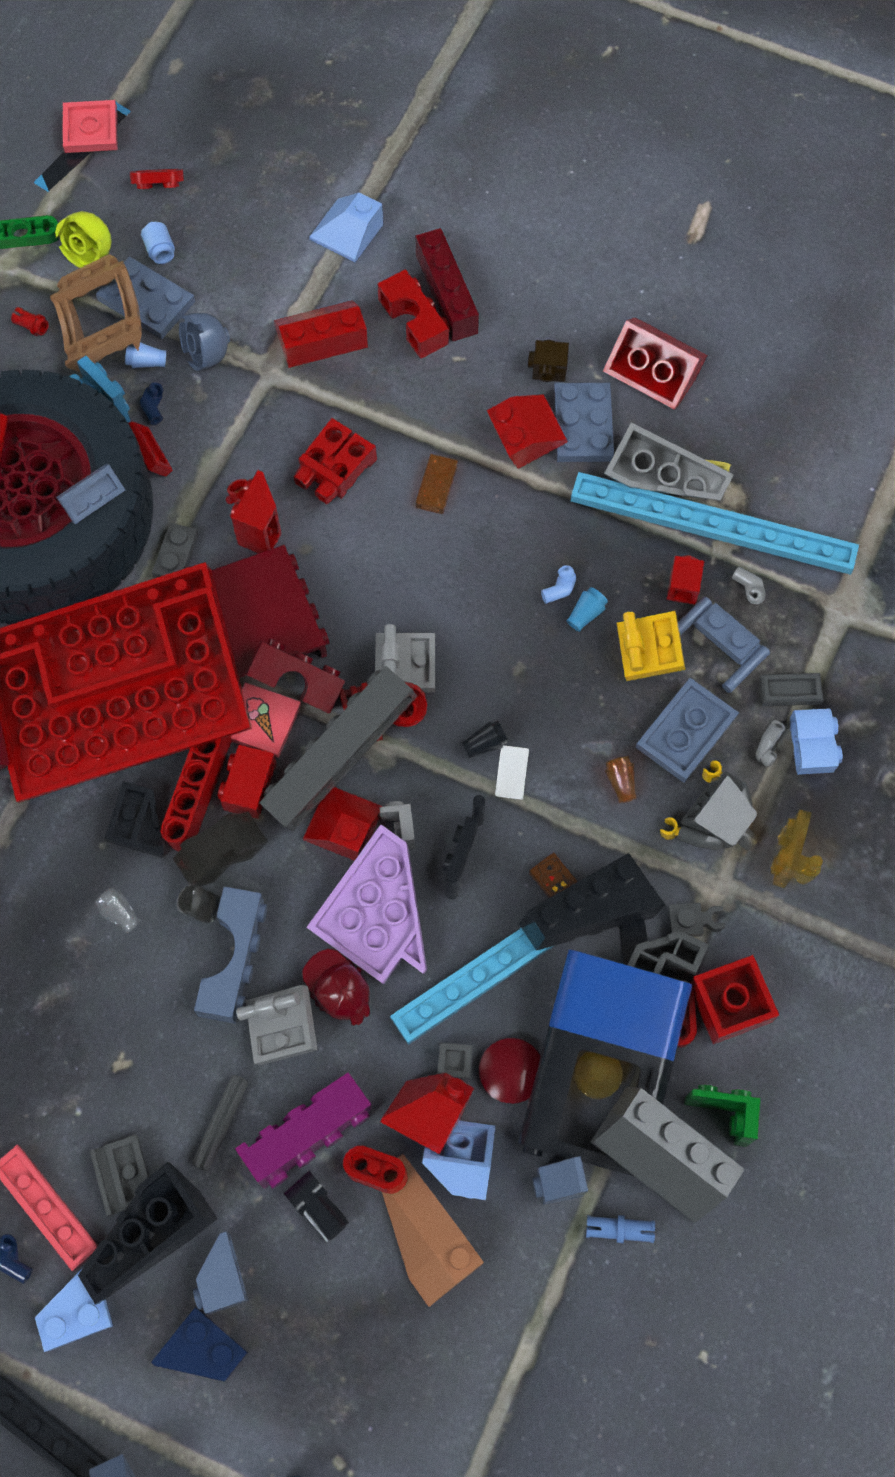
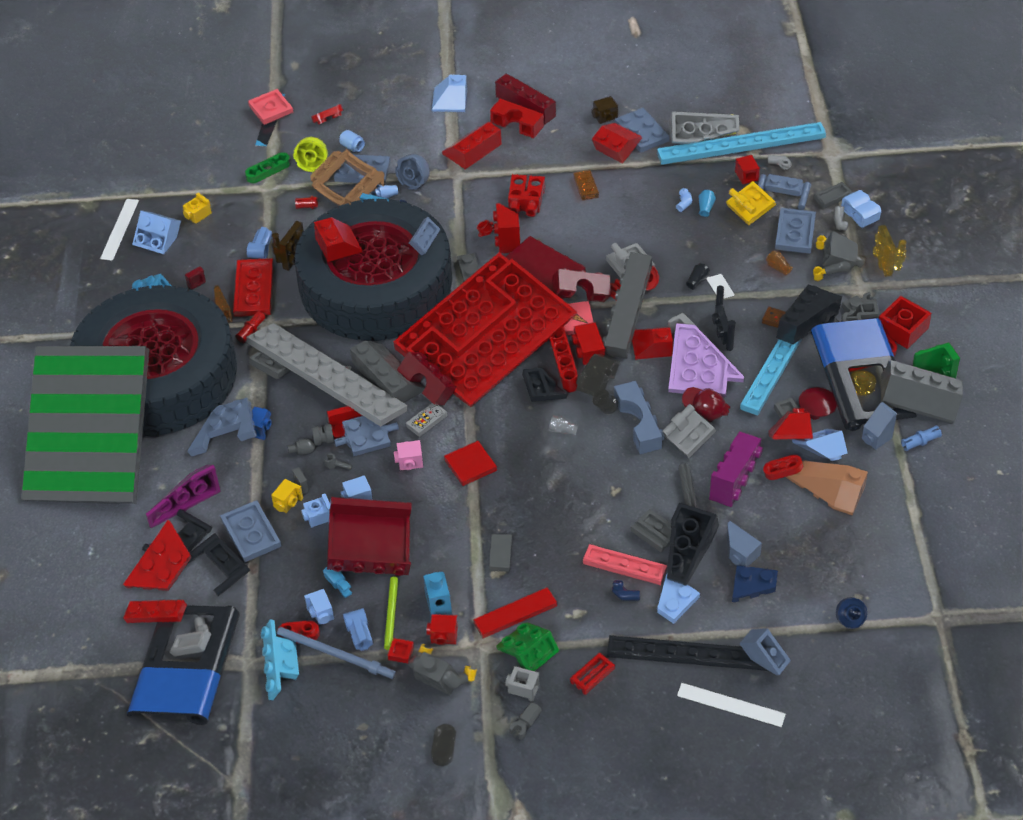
camera: 25 degrees left, 20 degrees down
(312, 1201) = (760, 495): black piece -> none
(654, 362) = (659, 89): red slope -> none

